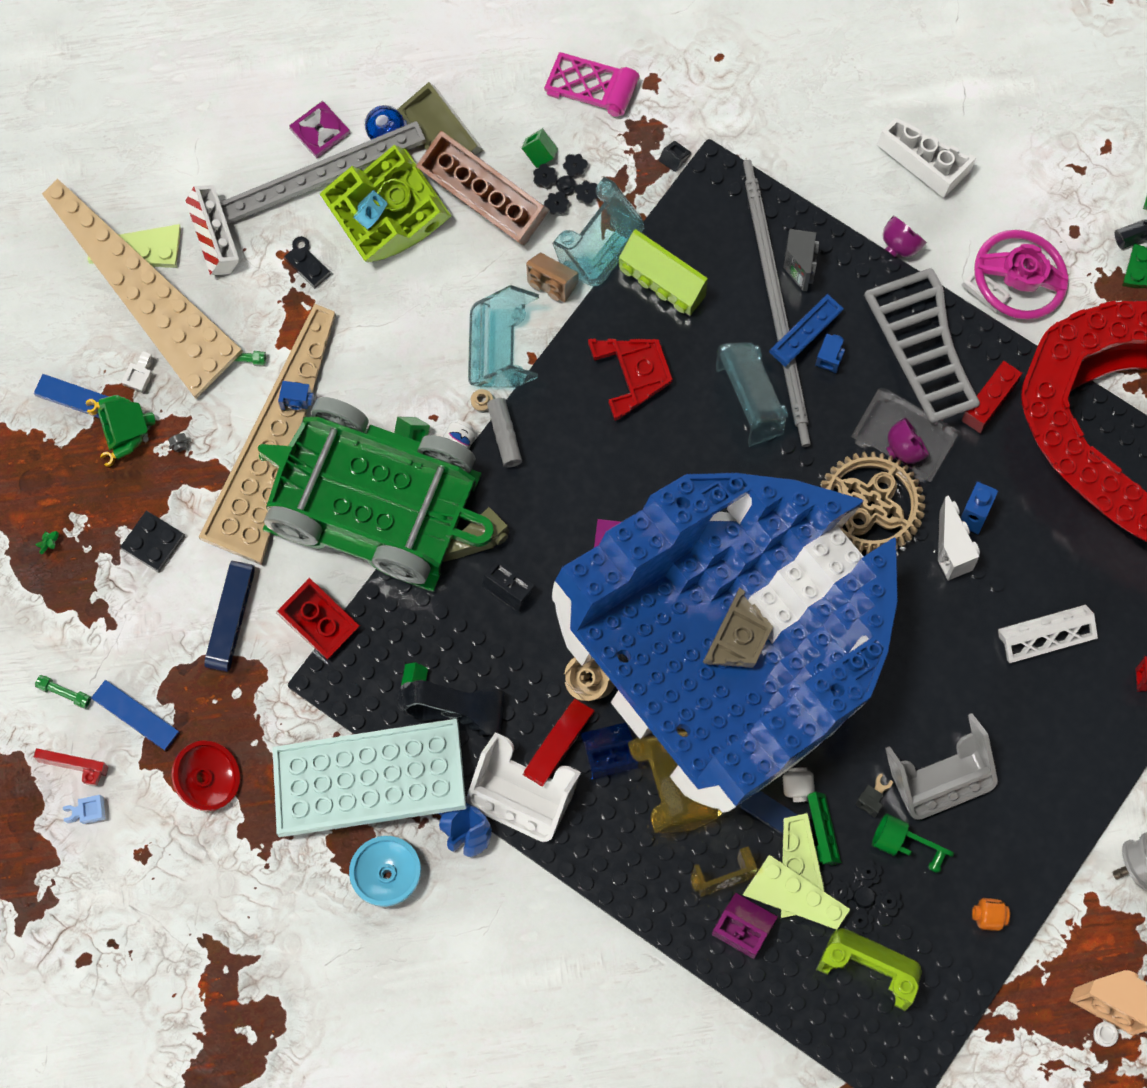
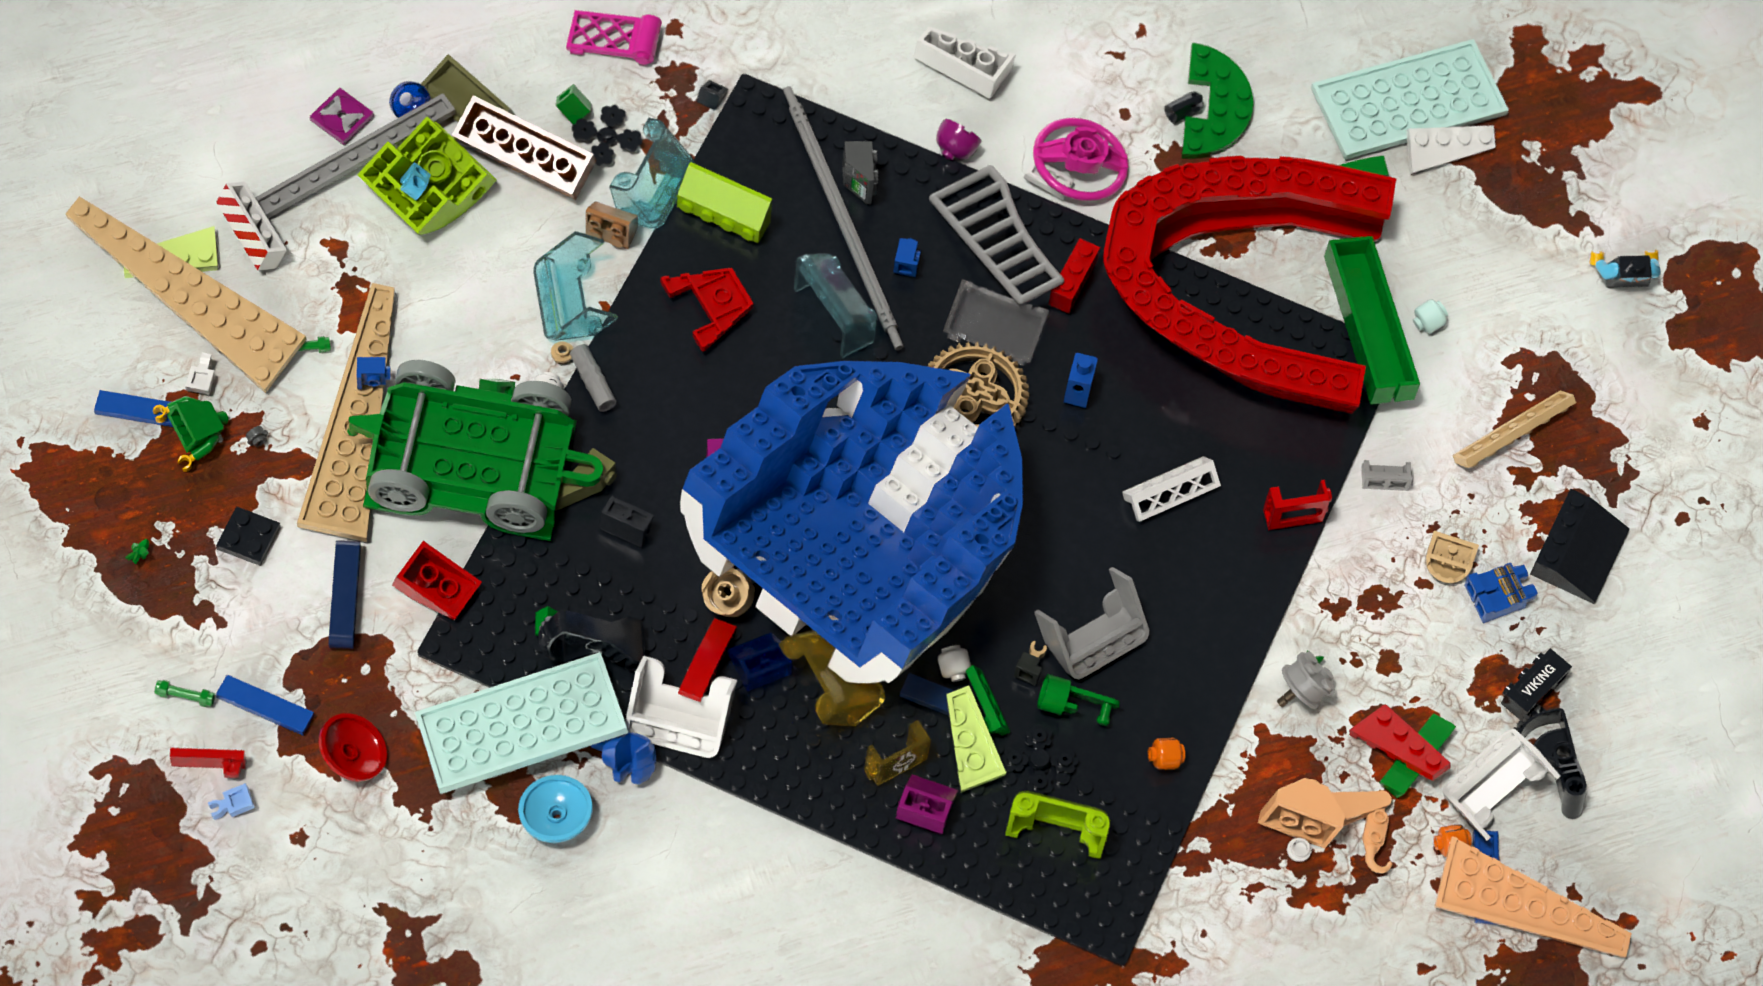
camera: 20 degrees left, 10 degrees down
(306, 263) = (354, 247): black hinge -> none
(739, 635) = (872, 523): dark tan wing -> none
(789, 891) = (969, 763): yellowish green wing -> none
(806, 330) = (878, 239): blue tile -> none
(905, 443) = (997, 329): magenta cylinder -> none
(955, 549) = (1066, 418): white slope -> none

